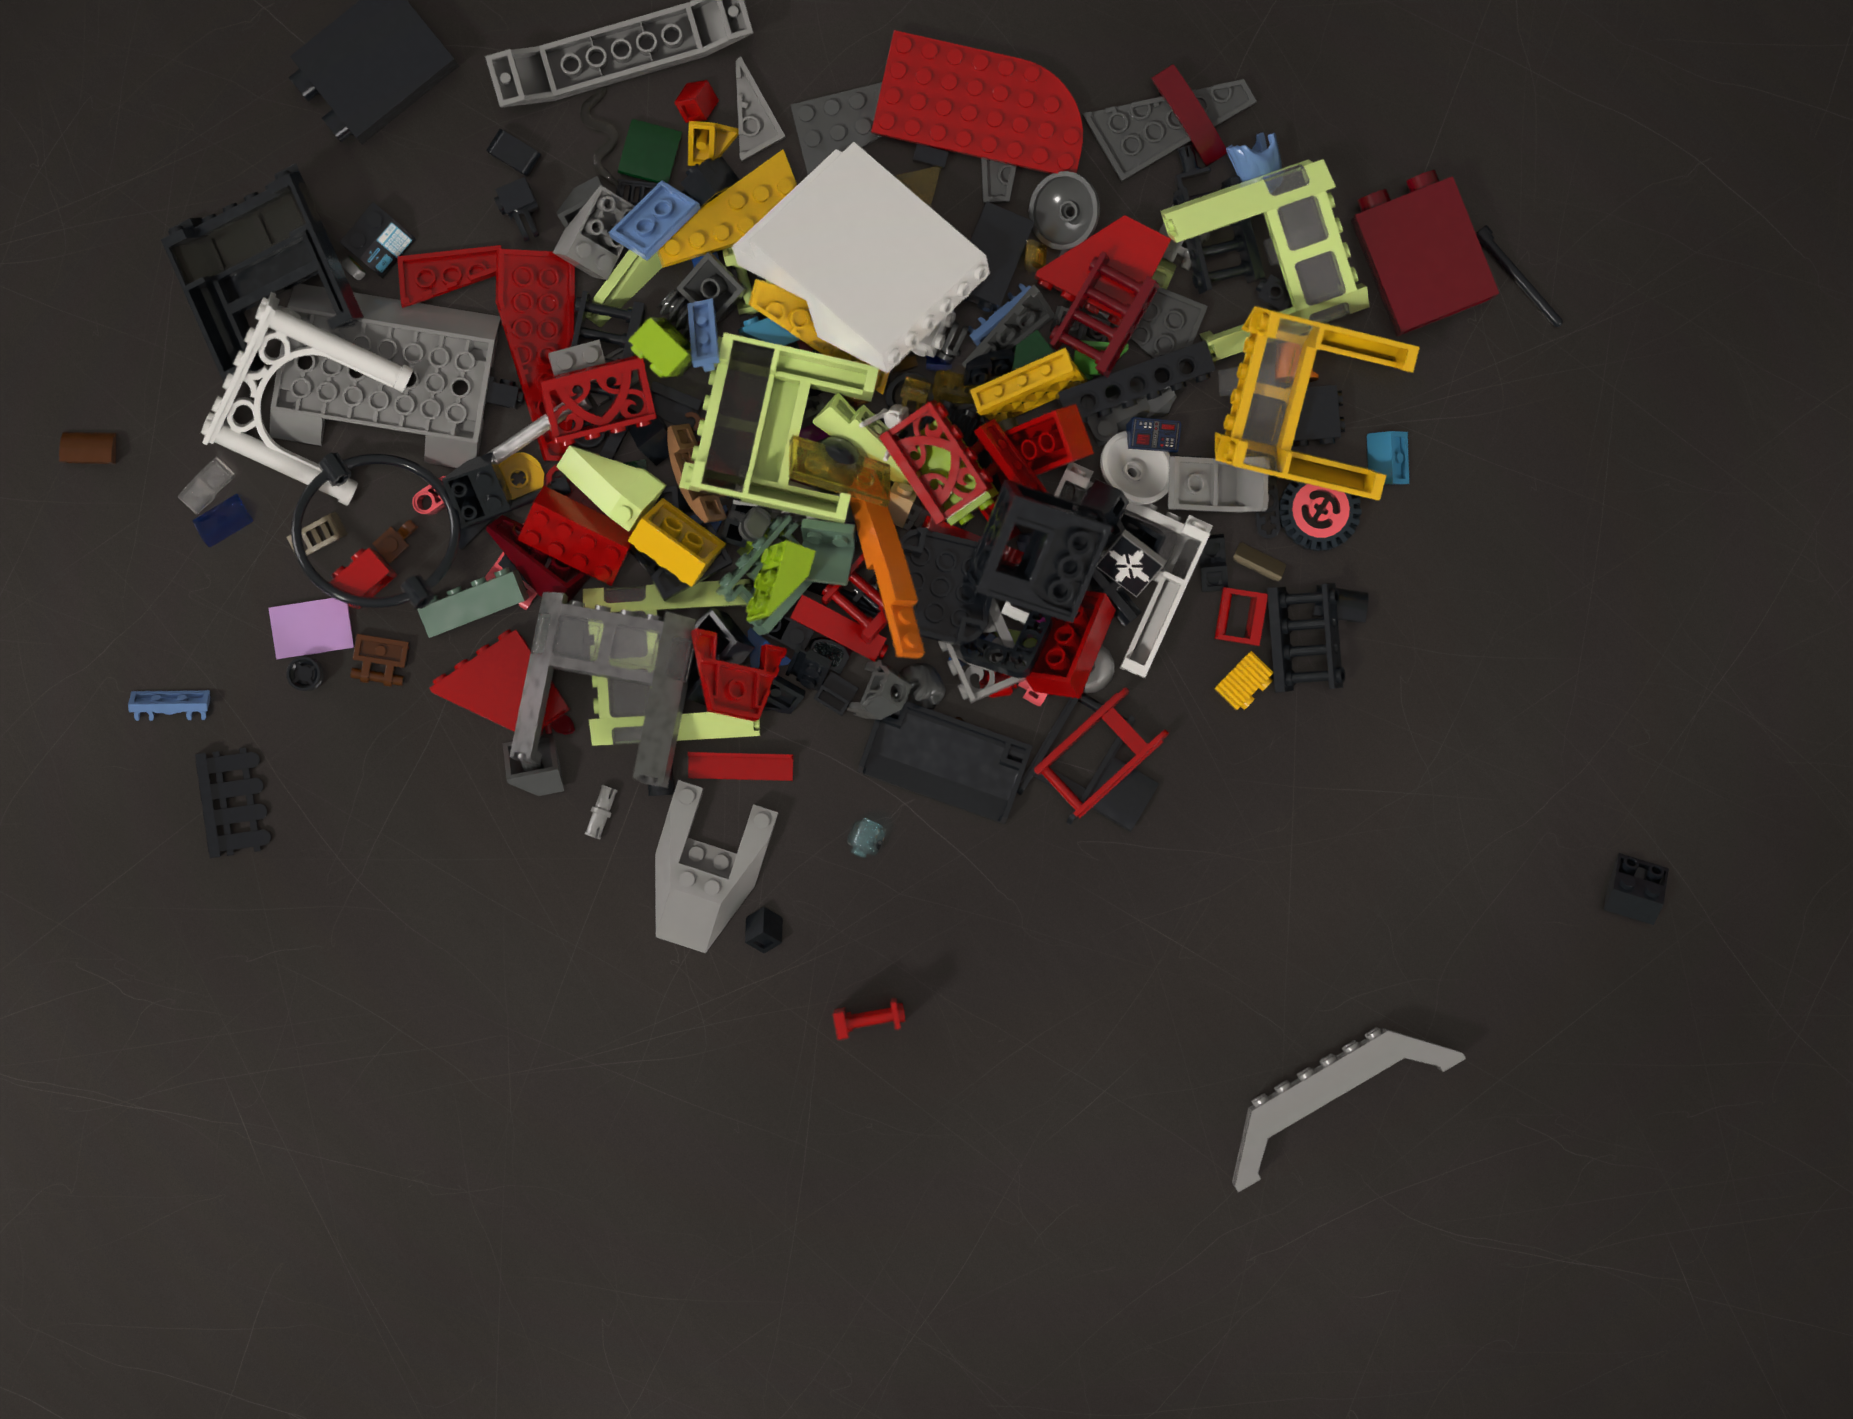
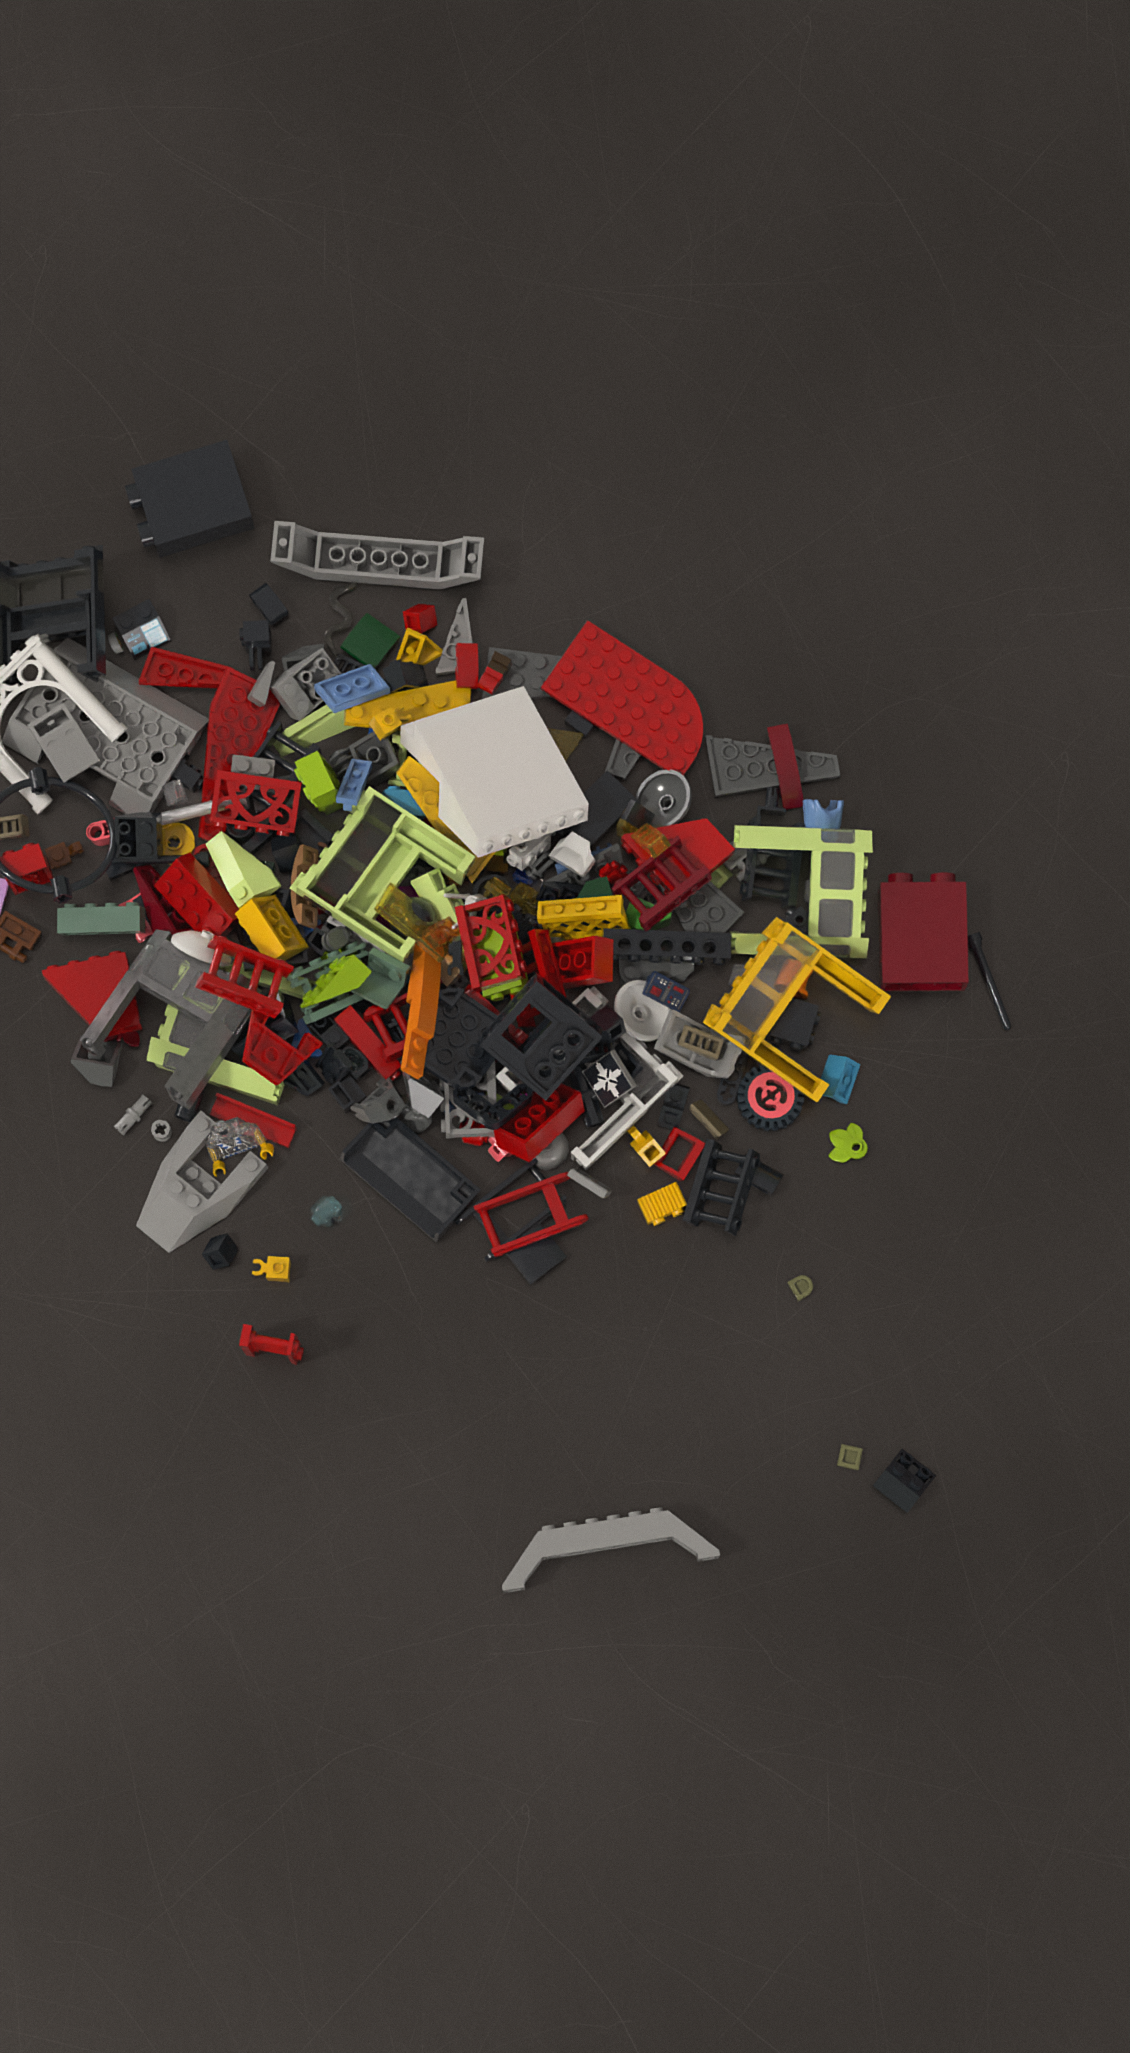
camera: 20 degrees right, 10 degrees down
(346, 415) = (63, 742): none -> light grey slope
(498, 423) = (175, 794): none -> clear slope
(547, 257) = (261, 688): none -> light grey slope
(606, 595) = (195, 945): none -> white dish
(633, 819) = (168, 1131): none -> light grey bush
(662, 636) = (231, 990): none -> red fence
(714, 246) = (388, 721): none -> yellow brick
(728, 797) = (233, 1138): none -> clear torso
(775, 138) = (467, 665): none -> red slope
(811, 135) = (494, 673): none -> leg
(835, 925) = (276, 1268): none -> yellow brick
(874, 470) = (441, 933): none -> clear orange tile
(900, 486) = (456, 951): none -> black plate
(931, 669) = (423, 1093): none -> slope
(988, 317) = (574, 854): none -> white slope
(1041, 319) = (613, 872): none -> red piece
(1044, 244) = (637, 815): none -> black slope
(1084, 274) = (651, 840): none -> clear yellow slope
(1153, 690) = (589, 1182): none -> light grey tile
(1201, 623) = (646, 1146): none -> yellow brick
(1238, 480) = (718, 1042): none -> dark tan slope
(1423, 529) = (844, 1143): none -> lime plate
(1436, 713) = (801, 1286): none -> olive tile
(1564, 885) = (849, 1457): none -> olive tile

